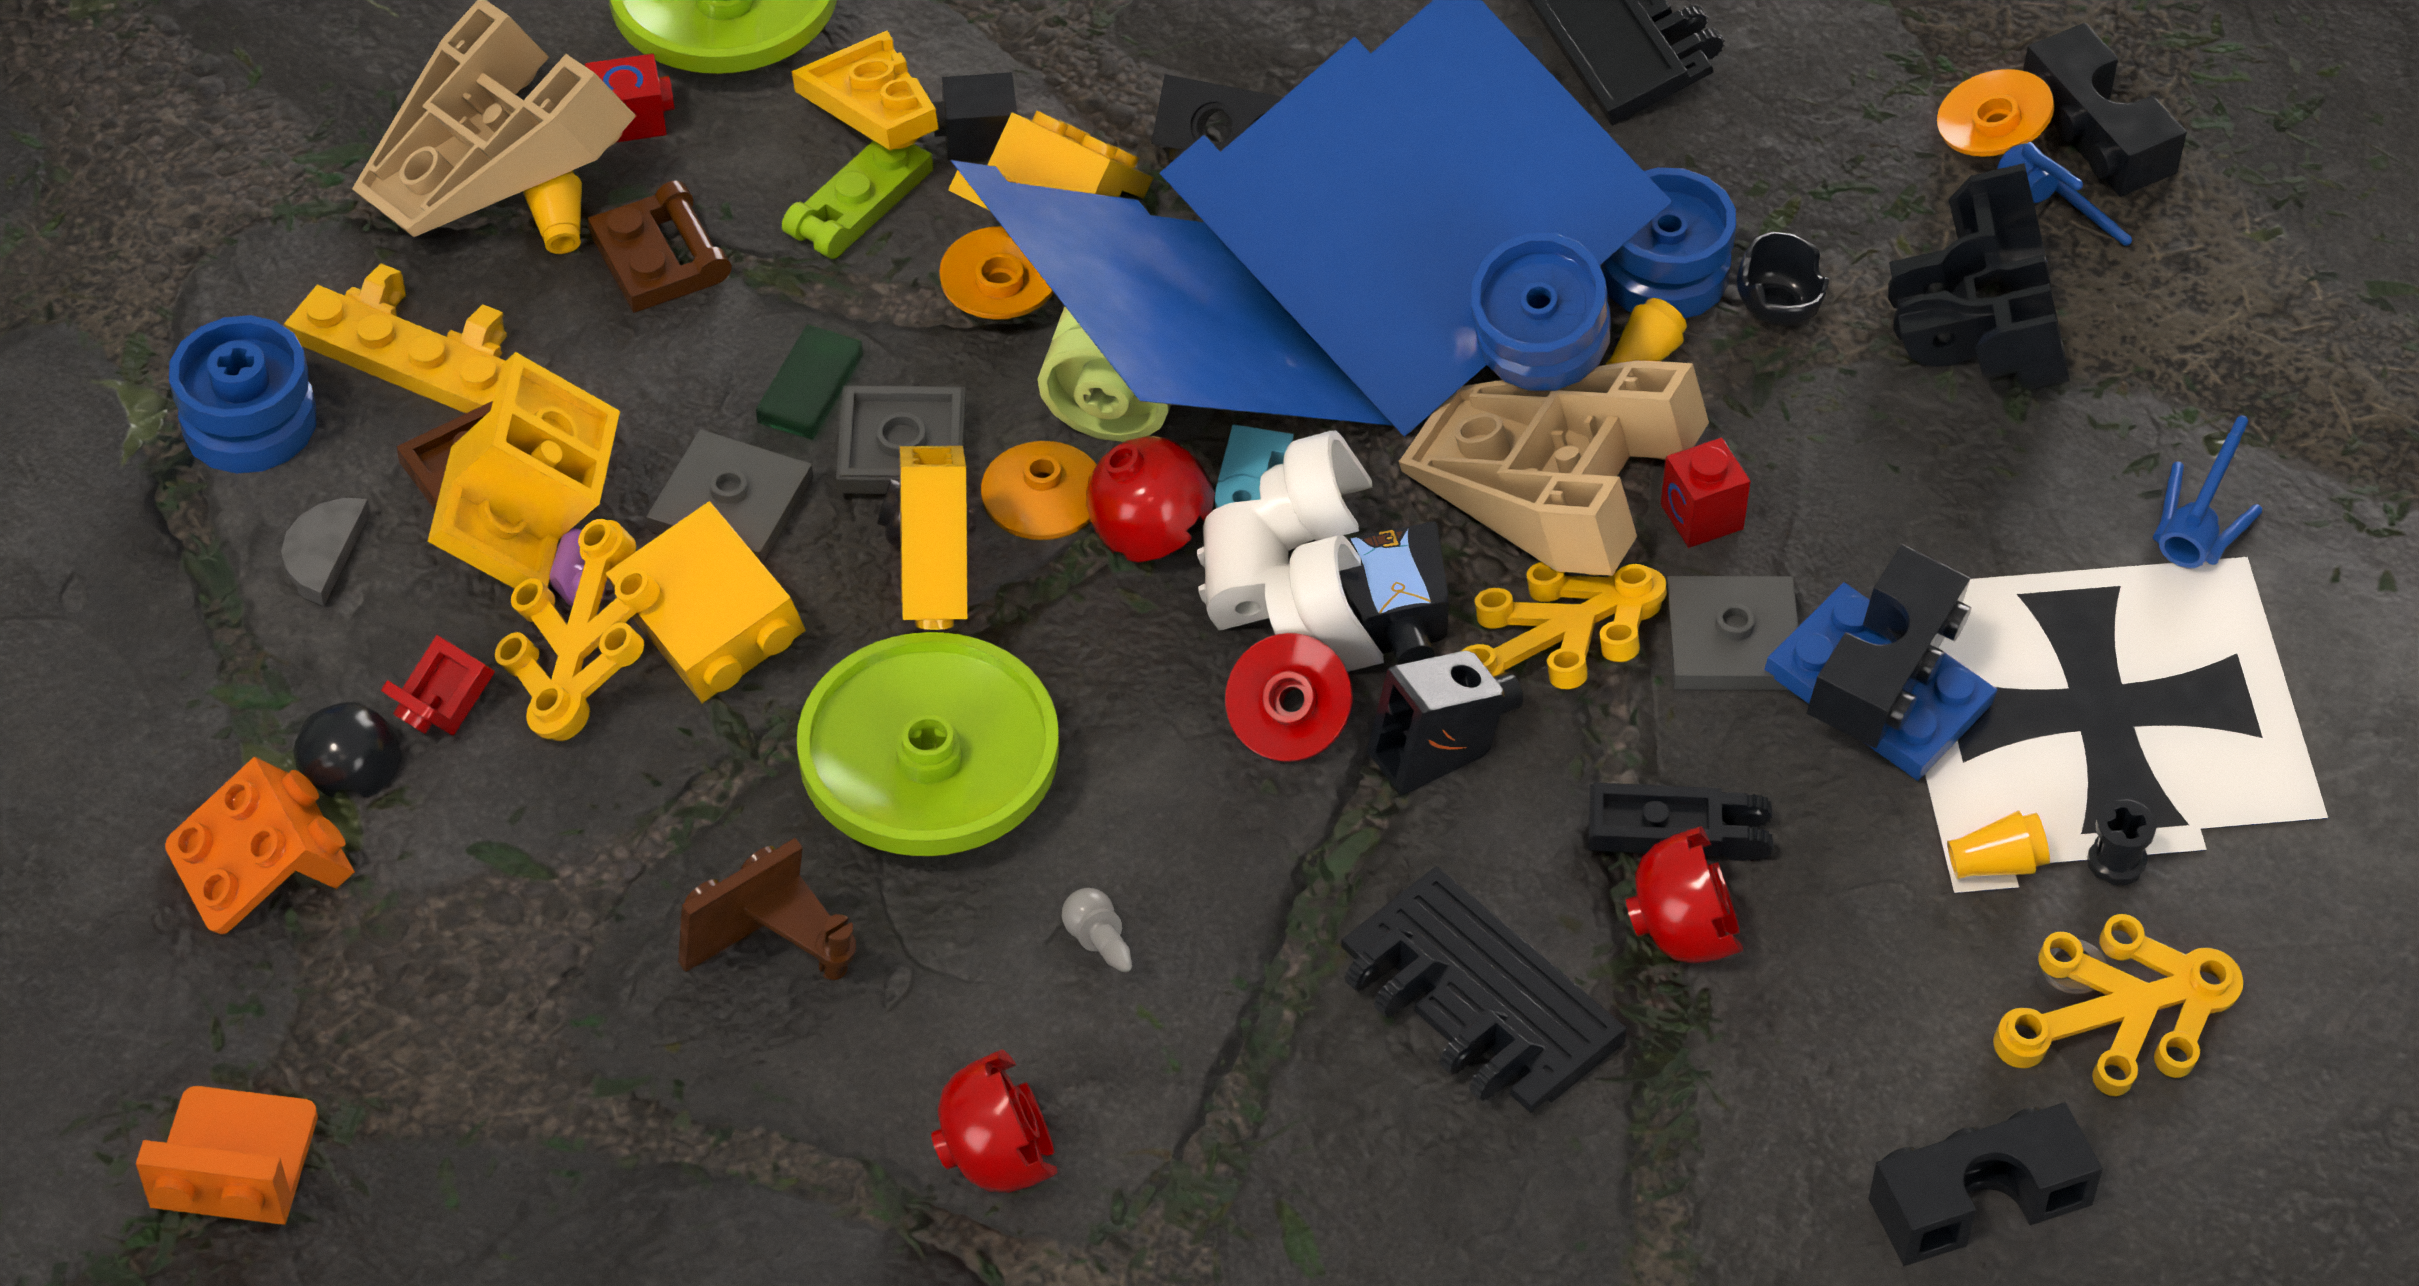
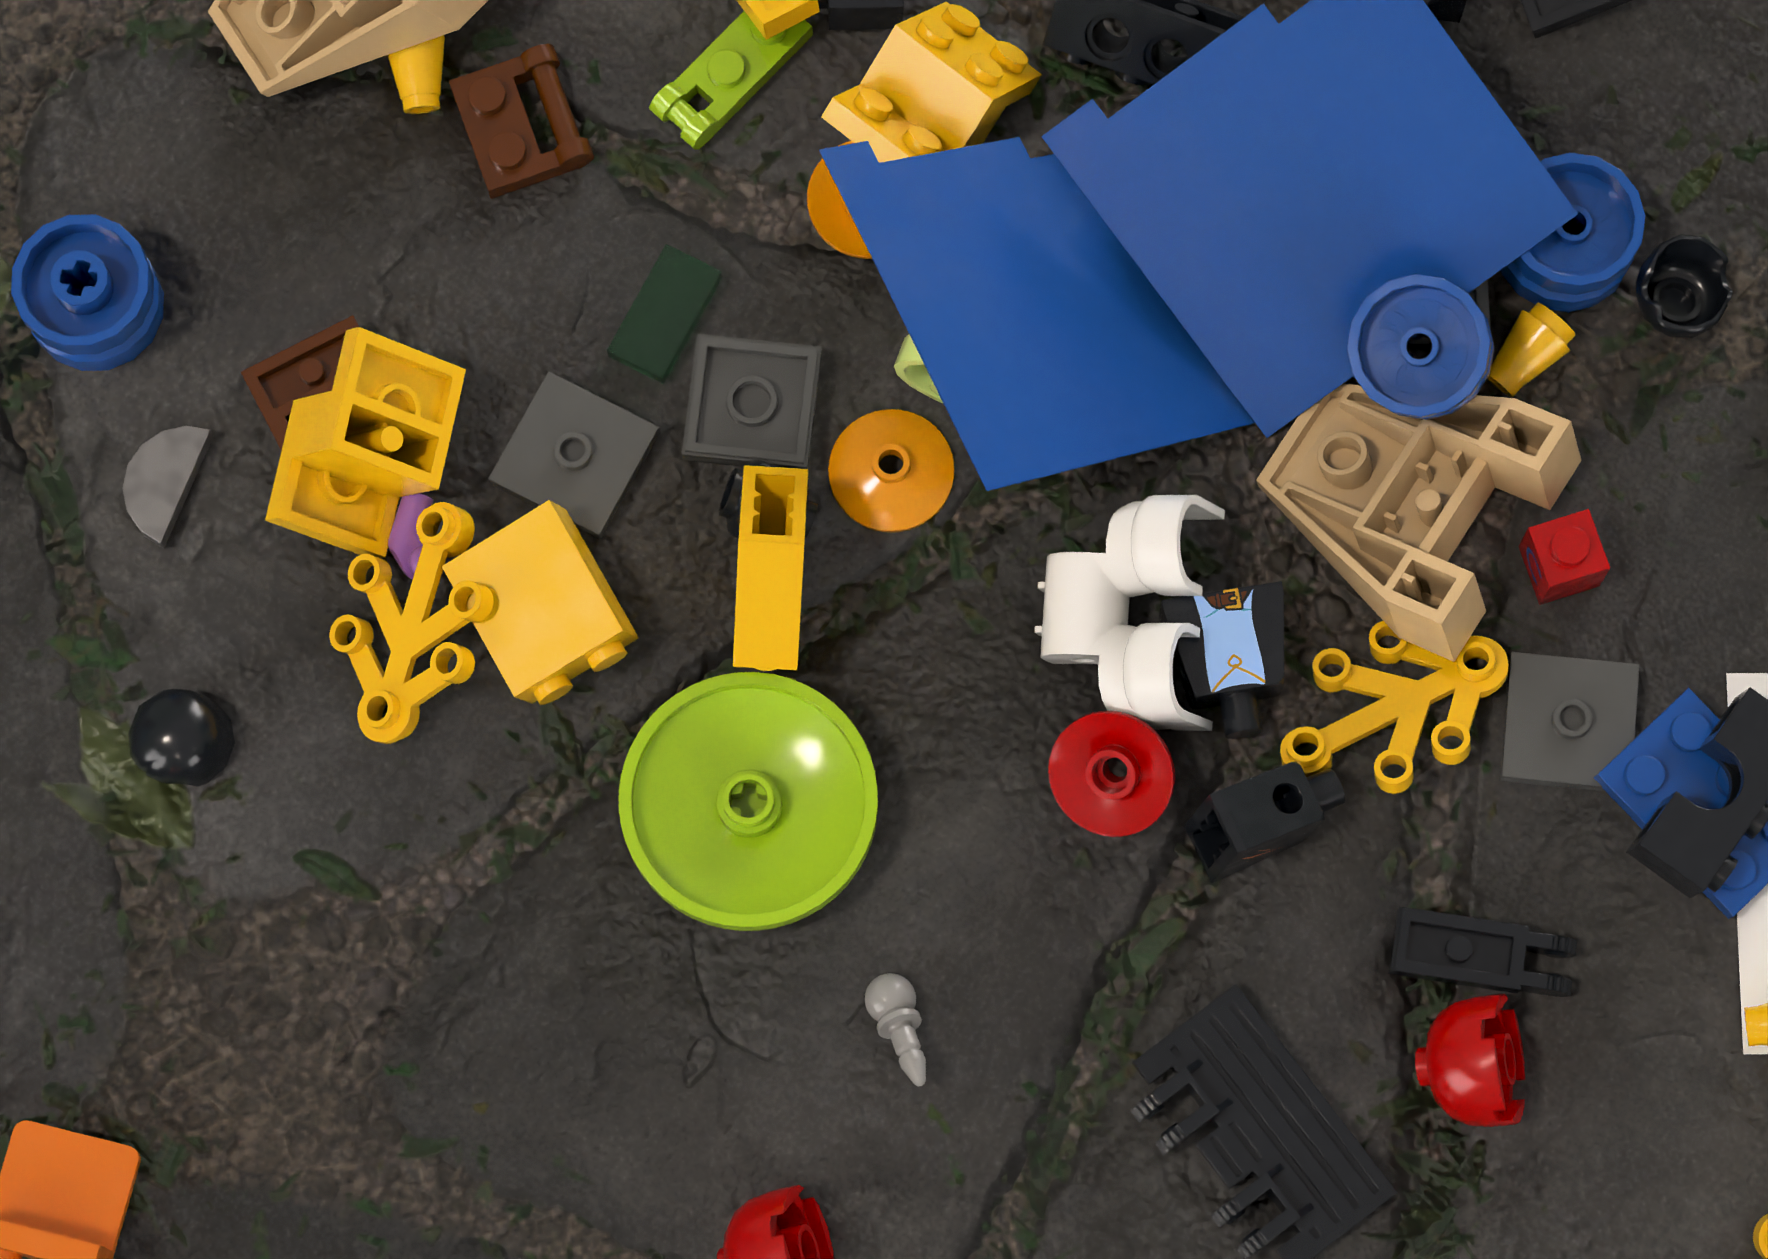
camera: 10 degrees right, 25 degrees up
(252, 840) = (90, 847): orange bracket -> none
(369, 336) = (297, 261): yellow hinge -> none
(440, 688) = (271, 678): red bracket -> none
(769, 895) = (595, 988): reddish brown plate -> none
(1147, 497) = (994, 531): red cylinder -> none
(1246, 458) = (1096, 498): medium azure leg -> none

